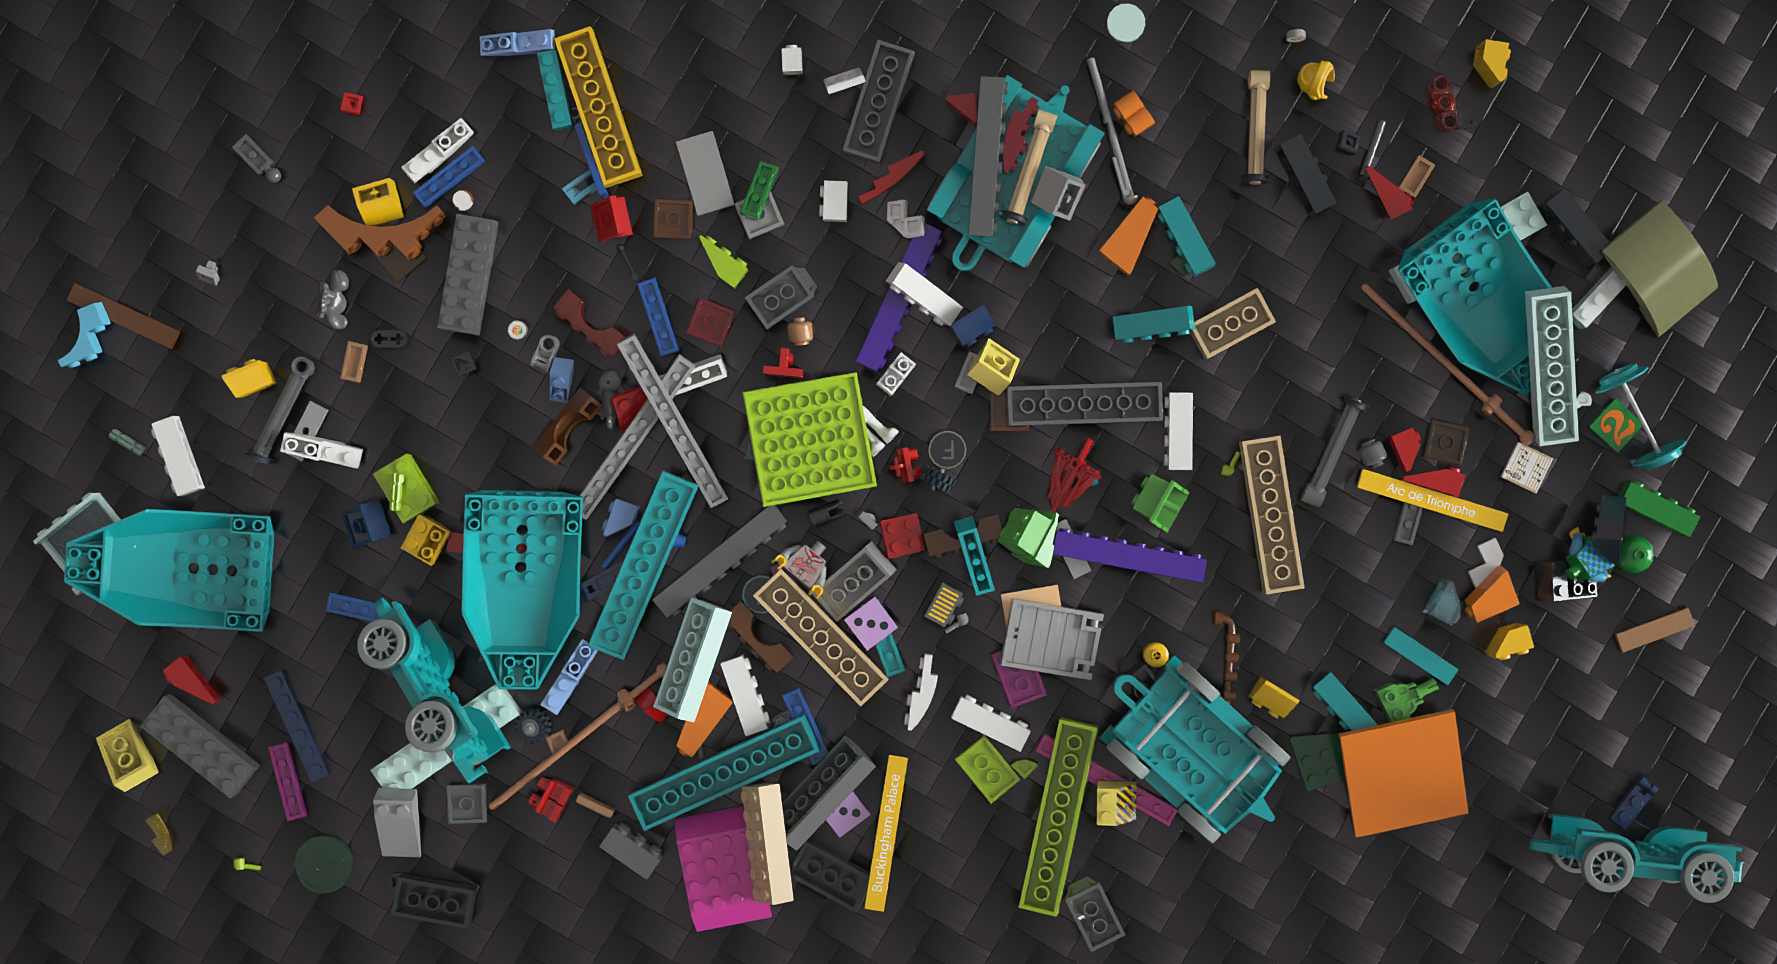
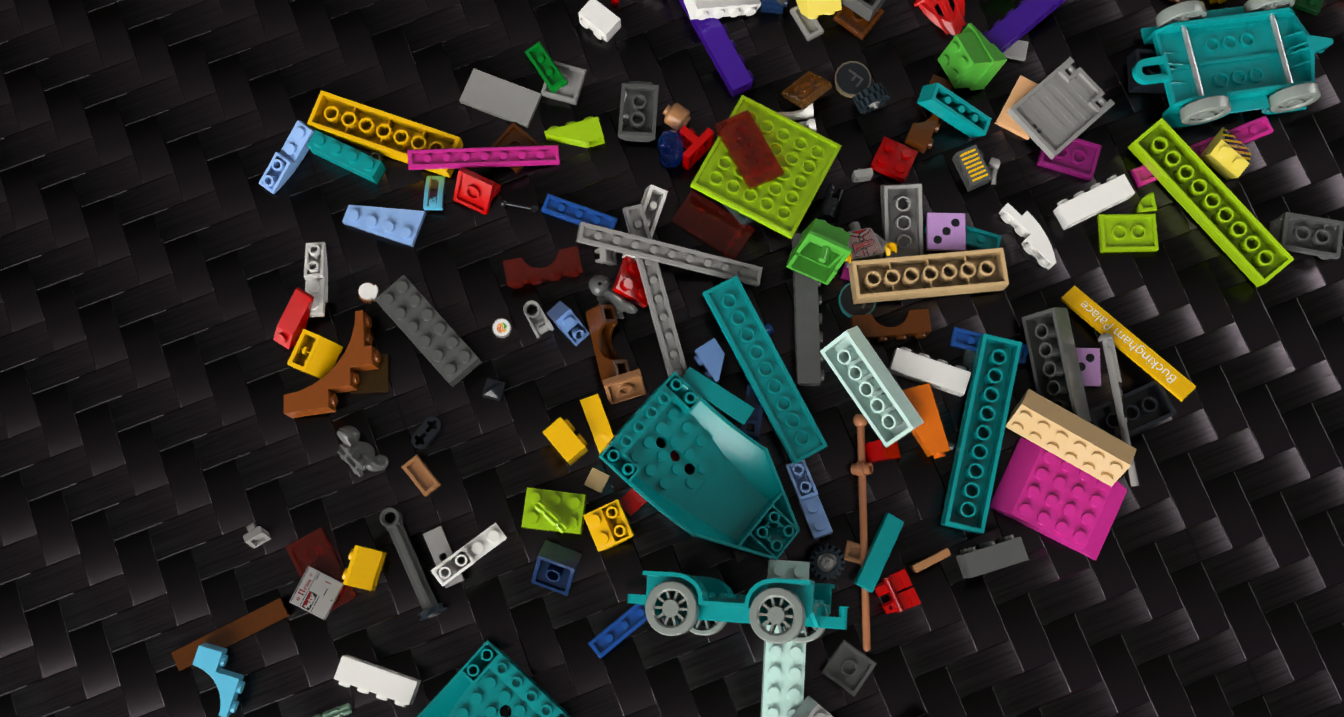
camera: 50 degrees left, 10 degrees down
(203, 356) = (316, 592): none -> light grey tile
(222, 344) = (318, 553): none -> clear red tile
(257, 158) = (202, 425): dark grey plate -> none
(351, 104) = (224, 318): red tile -> none
(390, 164) = (294, 319): none -> red slope
(449, 176) = (342, 289): blue tile -> none
(456, 501) = (596, 480): none -> tan tile
(465, 455) = (565, 441): none -> yellow brick
(501, 467) = (597, 421): none -> yellow slope
(532, 172) = (390, 223): none -> light blue wing
(543, 466) = (624, 386): none -> medium nougat tile
(570, 761) = (878, 552): none -> teal tile
(593, 544) = (718, 396): none -> teal tile
(601, 189) = (434, 174): blue tile -> none
(621, 544) = (732, 374): blue bar -> none
(639, 204) = (483, 157): none -> dark pink tile
(710, 322) = (615, 179): dark red tile -> none
(731, 432) = (712, 225): none -> clear red tile
(767, 350) = (671, 148): none -> clear blue tile
(767, 537) = (820, 251): none -> bright green piece
(809, 415) = (748, 149): none -> clear red tile
(847, 843) = (1115, 378): none -> light grey bar
(896, 374) = (765, 74): white slope -> none
(903, 464) = (840, 116): red hips -> none
(904, 420) = (806, 89): none -> clear orange tile
(1152, 648) = (1129, 41): yellow head -> none

